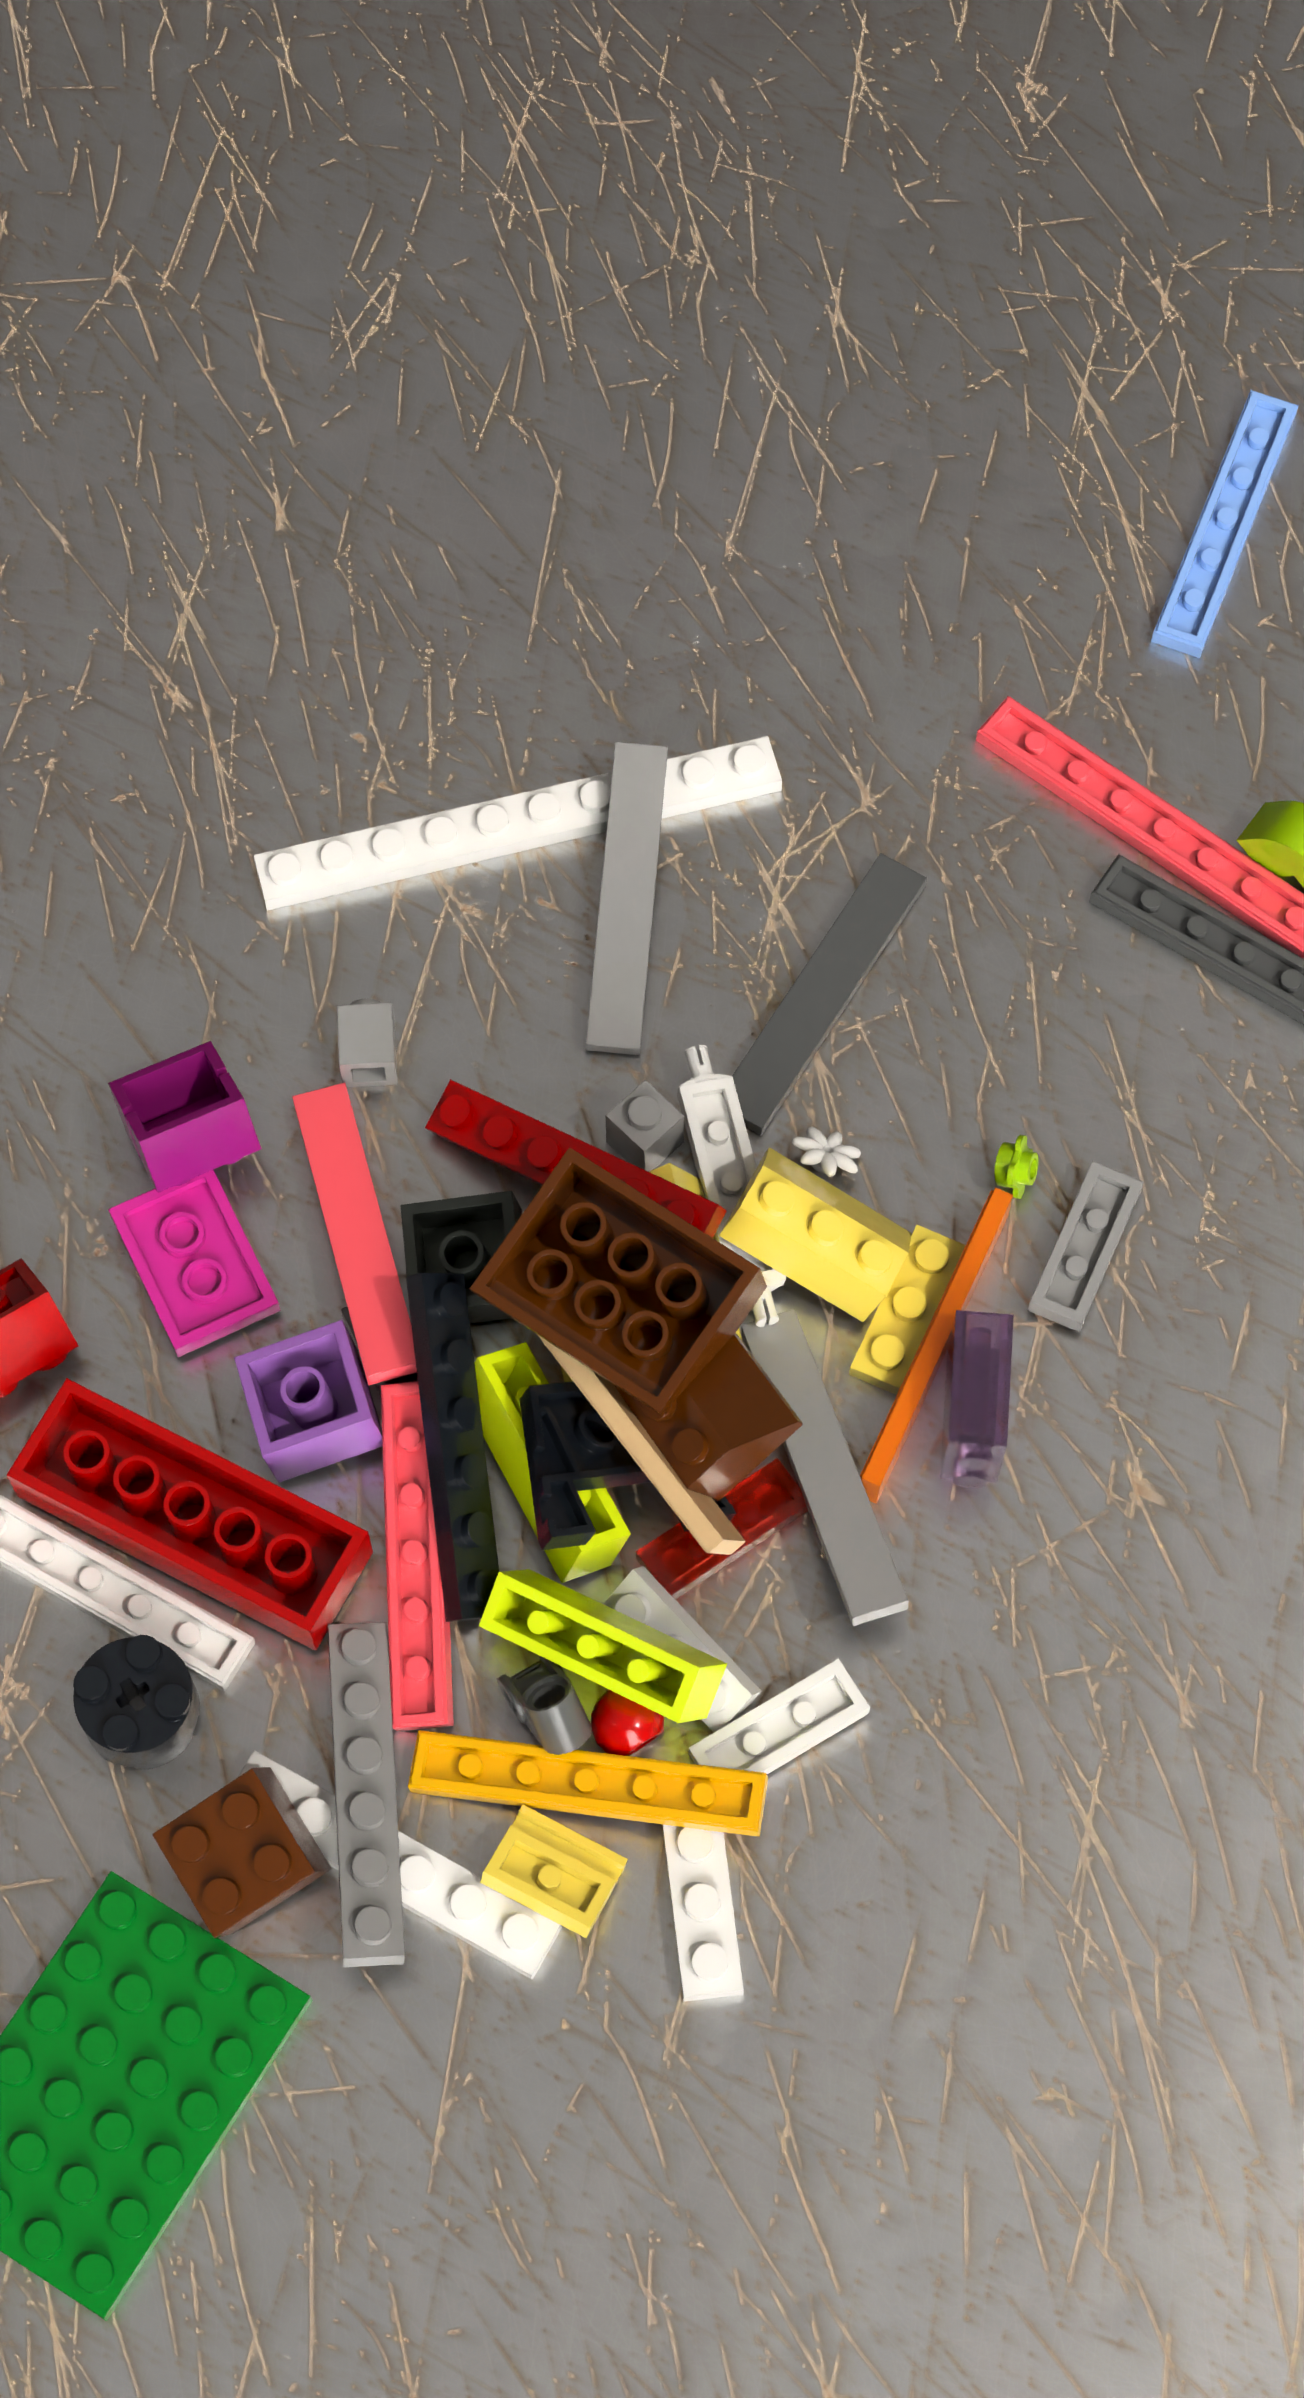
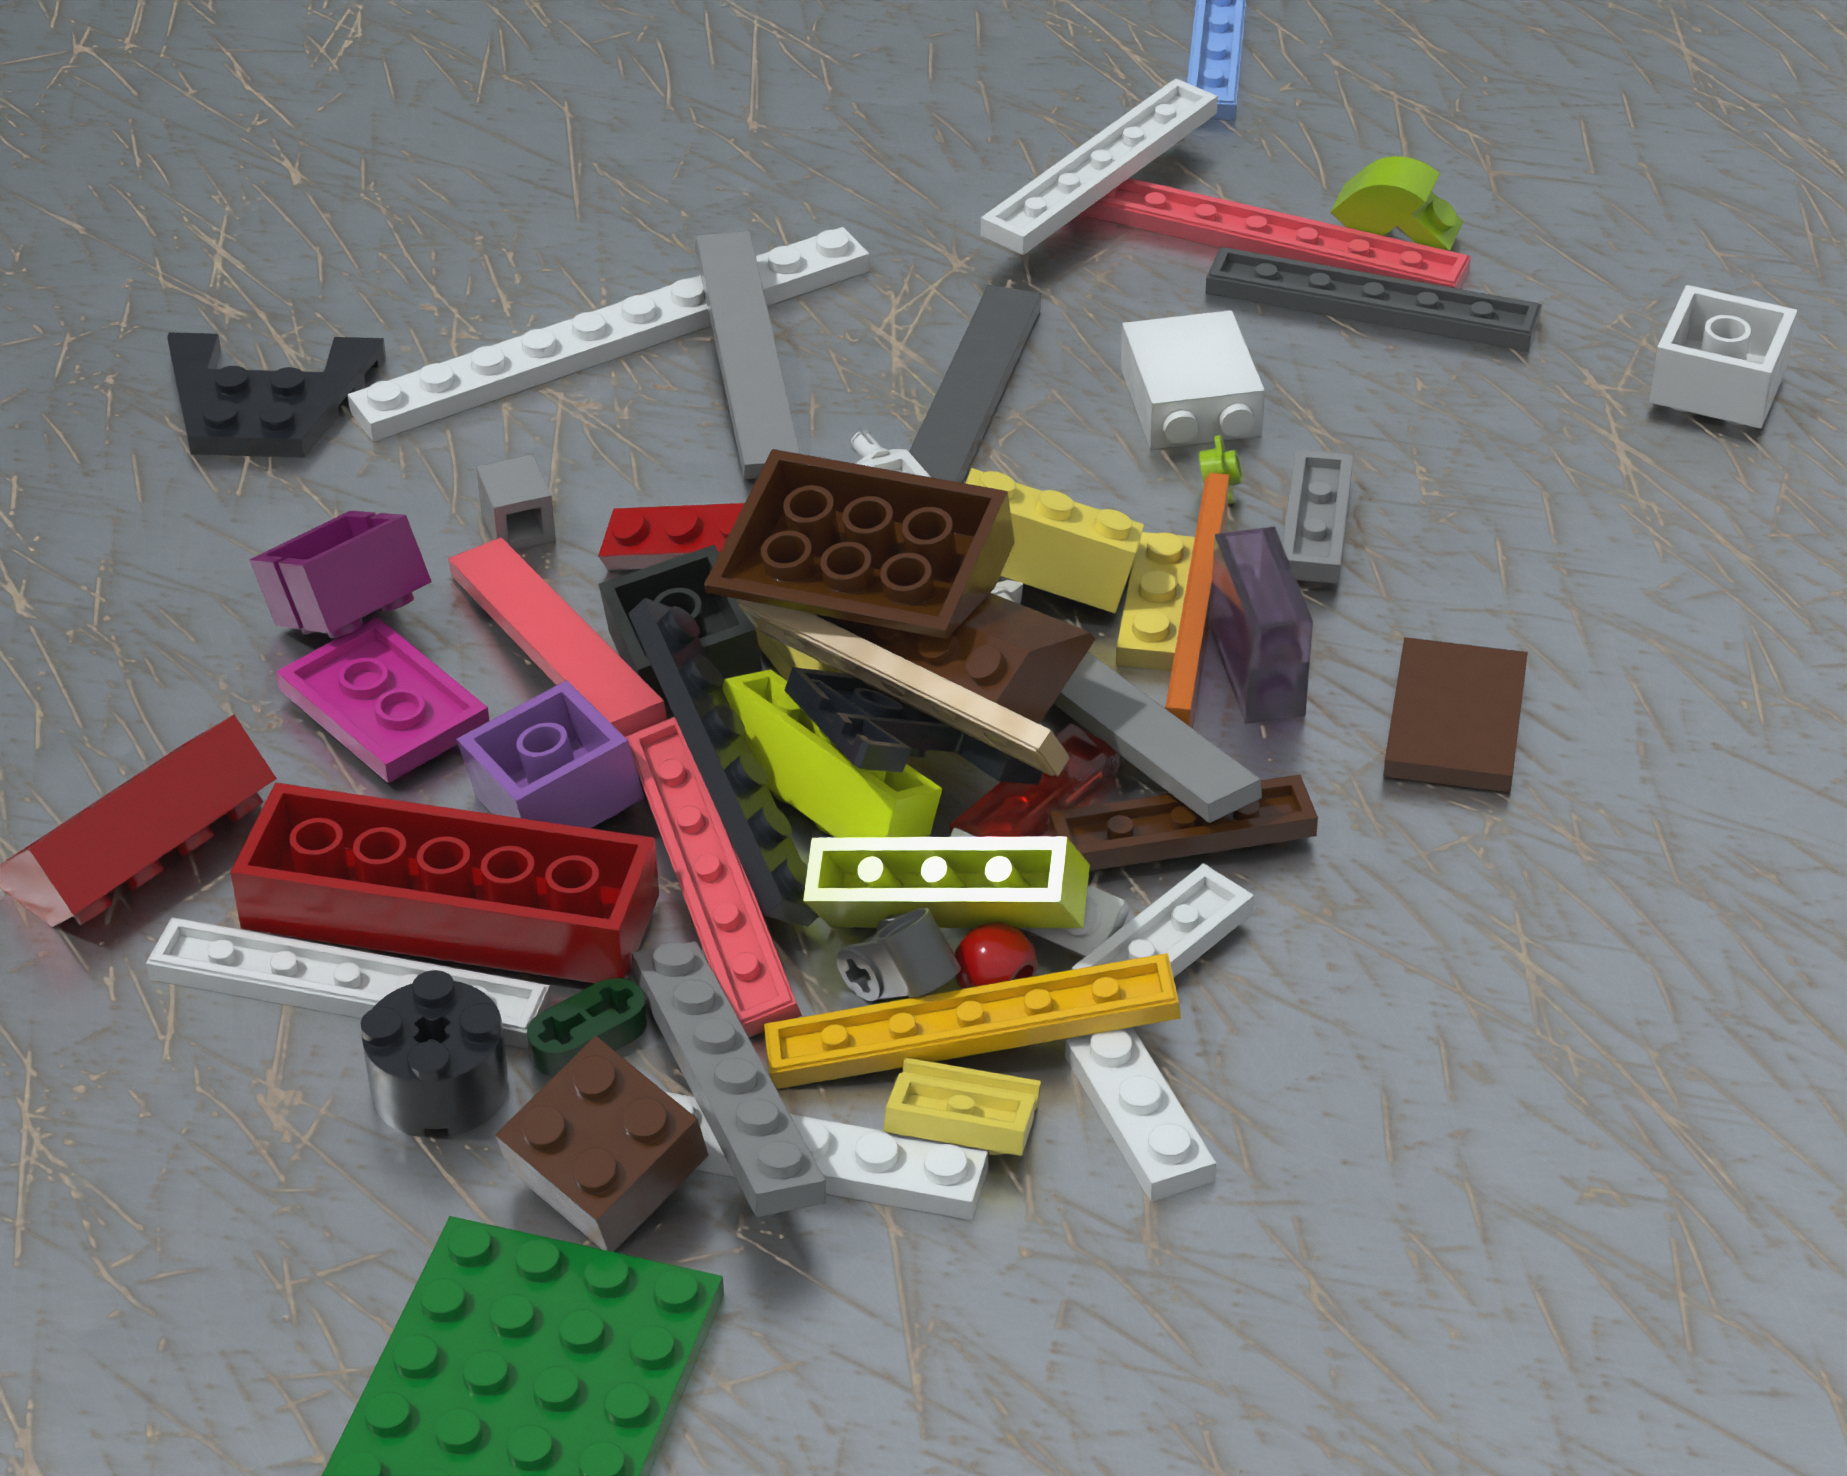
camera: 15 degrees left, 25 degrees down
(173, 847) = (264, 410): none -> black wing
(269, 1676) = (608, 1009): none -> dark green beam
(811, 1600) = (1168, 829): none -> reddish brown plate
(1028, 1038) = (1191, 379): none -> white brick
(1033, 723) = (1098, 166): none -> white plate
(1128, 1524) = (1456, 715): none -> reddish brown tile

